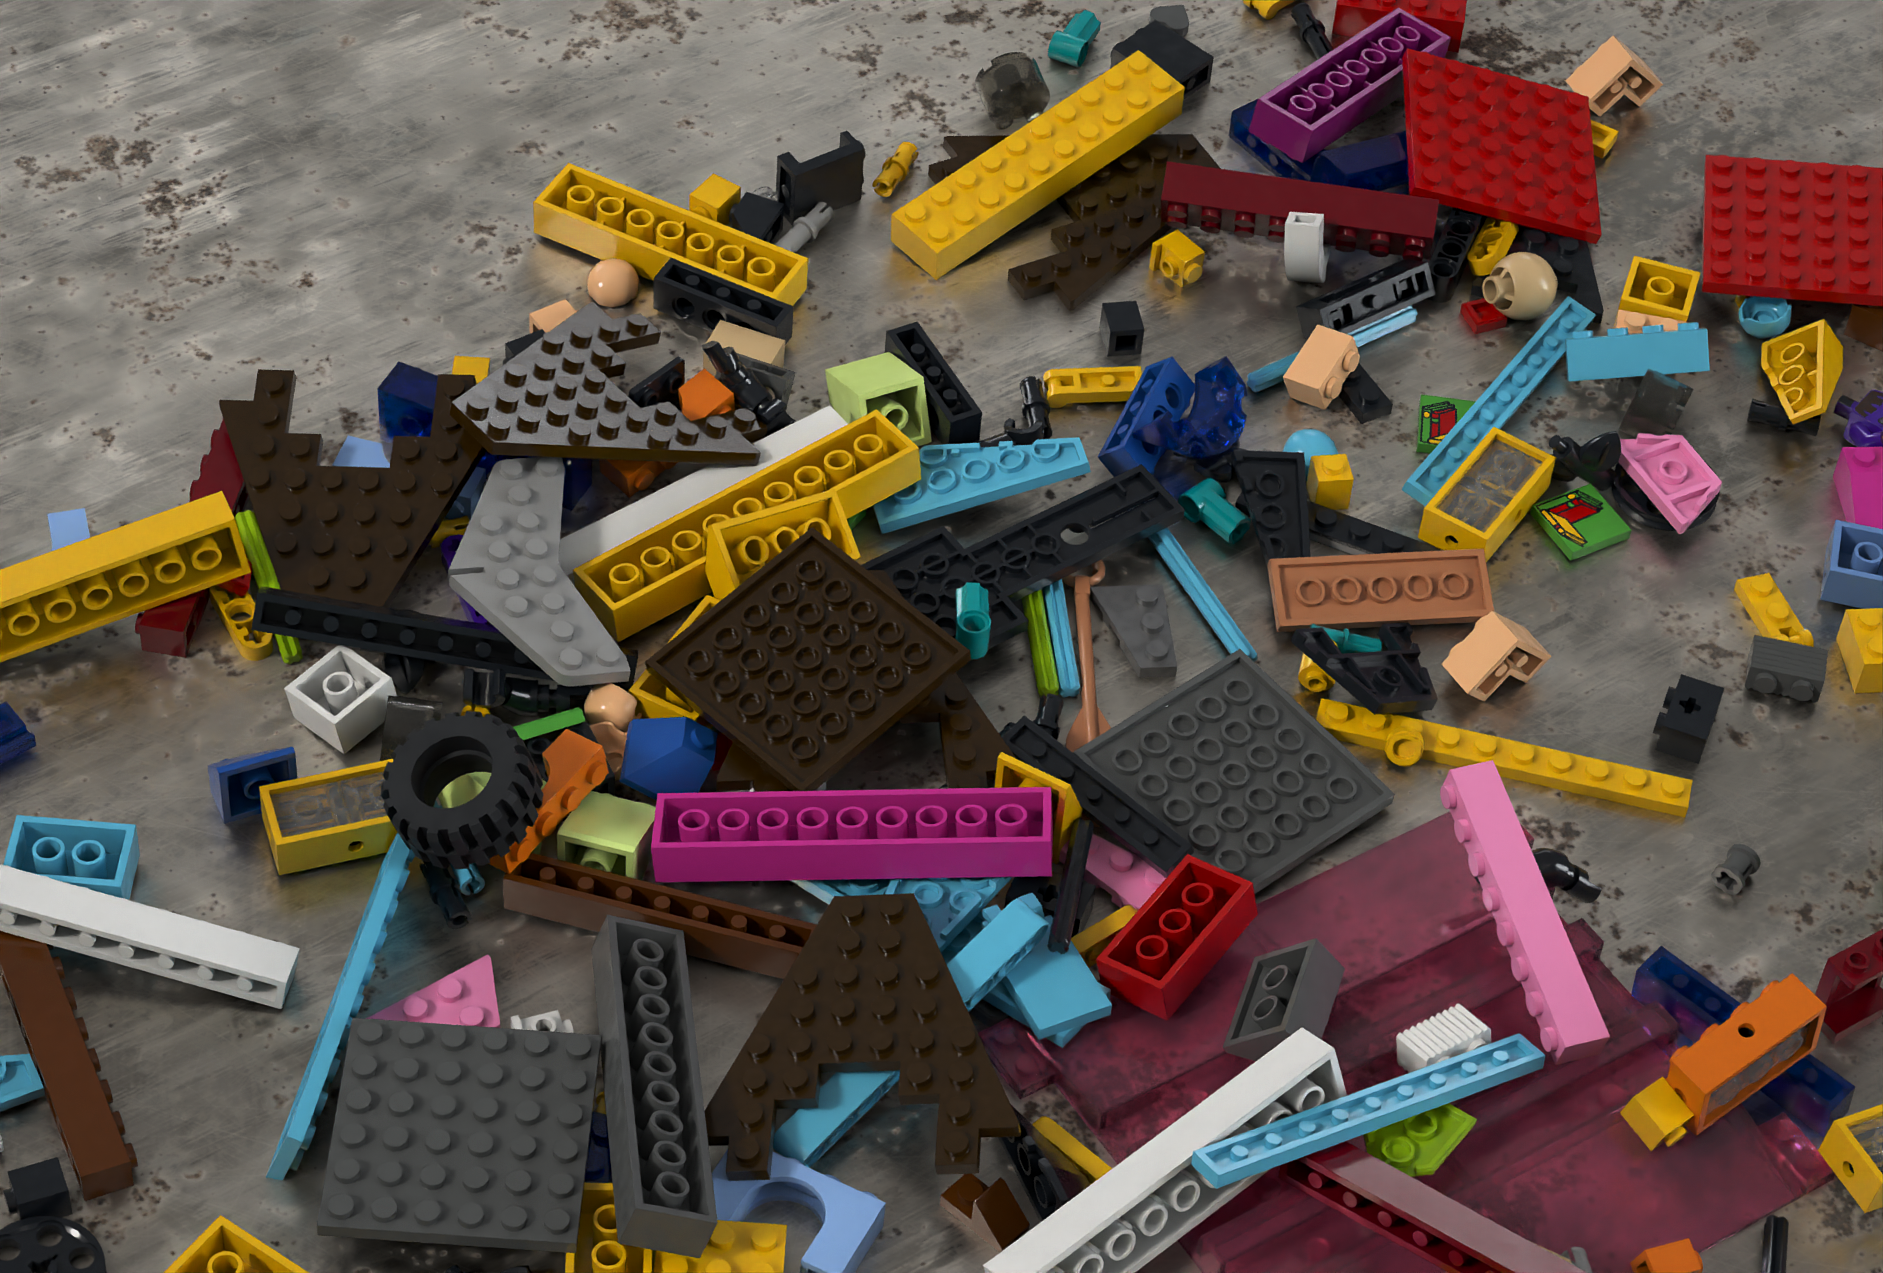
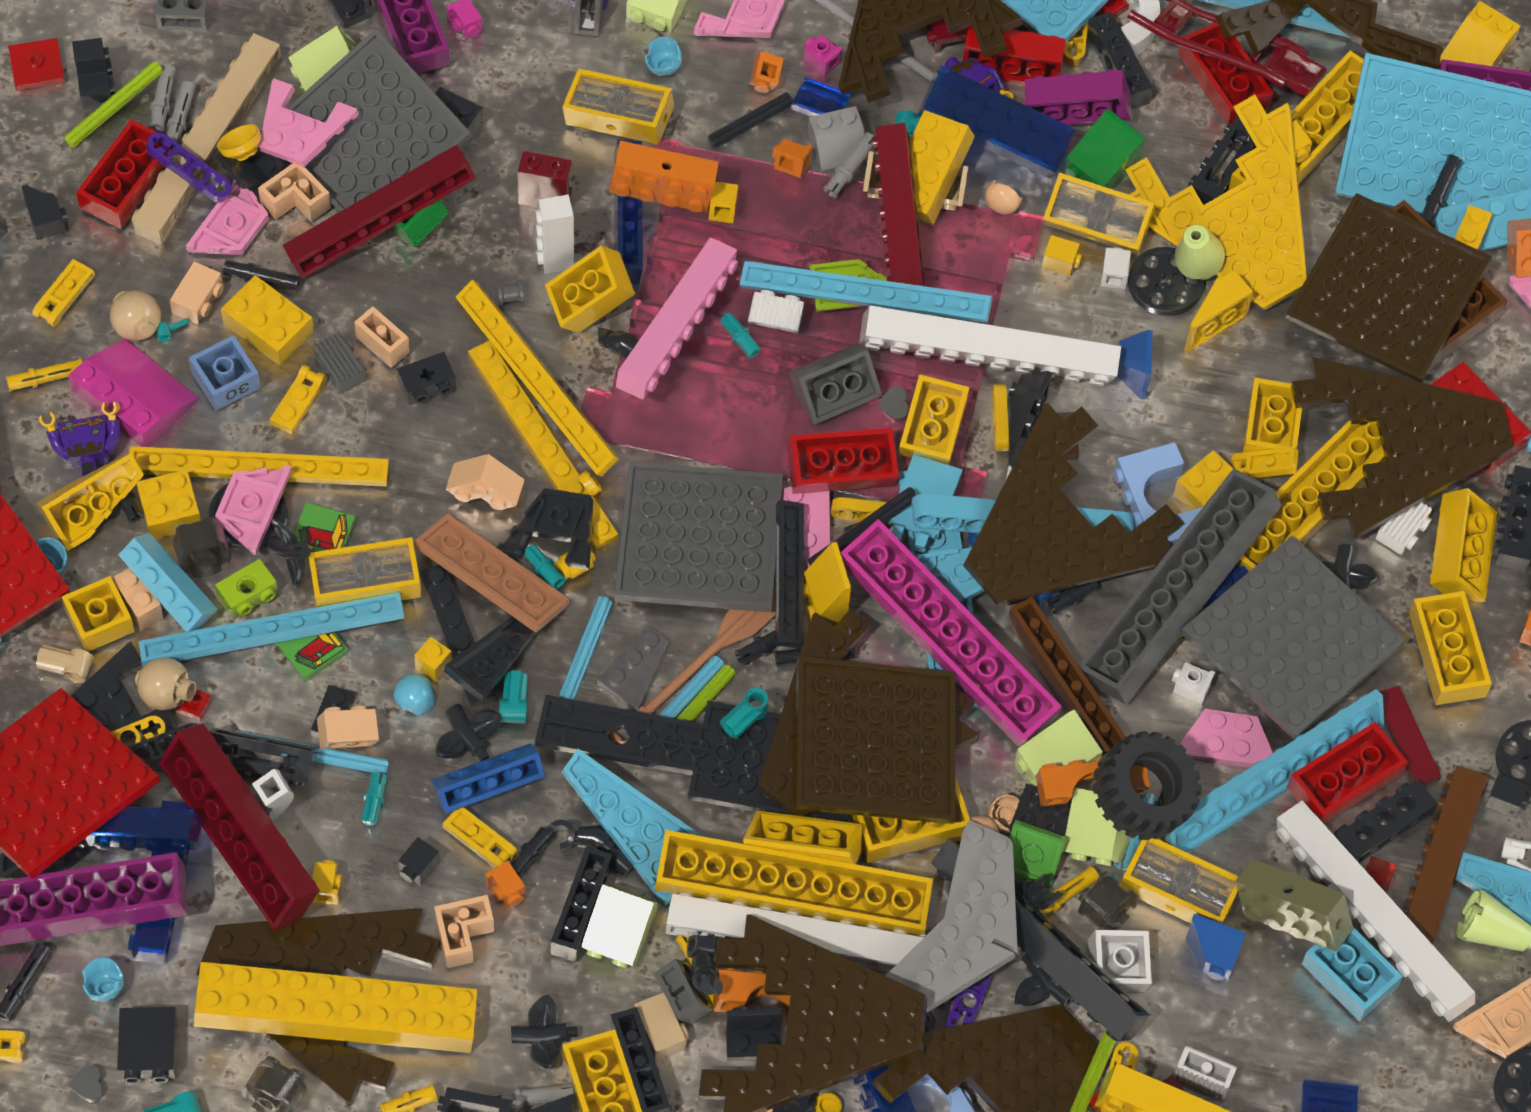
camera: 135 degrees left, 15 degrees up
(126, 995) = (1380, 871): none -> clear red panel
(150, 663) = (1204, 1072): none -> white brick
(169, 1052) = (1412, 796): none -> black brick
(189, 844) = (1294, 905): none -> olive brick
(228, 1180) = (1408, 737): none -> dark red tile
(258, 1061) = (1348, 773): none -> red brick
(667, 755) = (985, 780): blue slope -> none
(842, 288) = (543, 1033): none -> black plant
(1015, 295) = (458, 923): none -> light nougat brick
(1018, 362) = (505, 884): none -> orange brick
(1130, 1046) = (934, 419): none -> yellow brick
(1197, 1046) = (894, 403): none -> dark grey tile
(1214, 418) = (464, 743): clear blue windscreen -> none
(1227, 346) = (373, 799): none -> teal axle
(1255, 77) = (102, 979): none -> medium azure hair
(1447, 978) = (740, 335): none -> teal axle
(1570, 412) = (254, 577): none -> lime brick
(1607, 801) = (537, 378): none -> yellow plate
(1616, 260) = (71, 664): none -> tan piece
(1655, 903) = (589, 289): none -> yellow brick
(1713, 529) = (224, 463): none -> yellow plate
(1737, 430) = (168, 503): none -> yellow brick
(1770, 917) = (554, 234): none -> white wedge
(1782, 712) = (382, 337): none -> light nougat brick

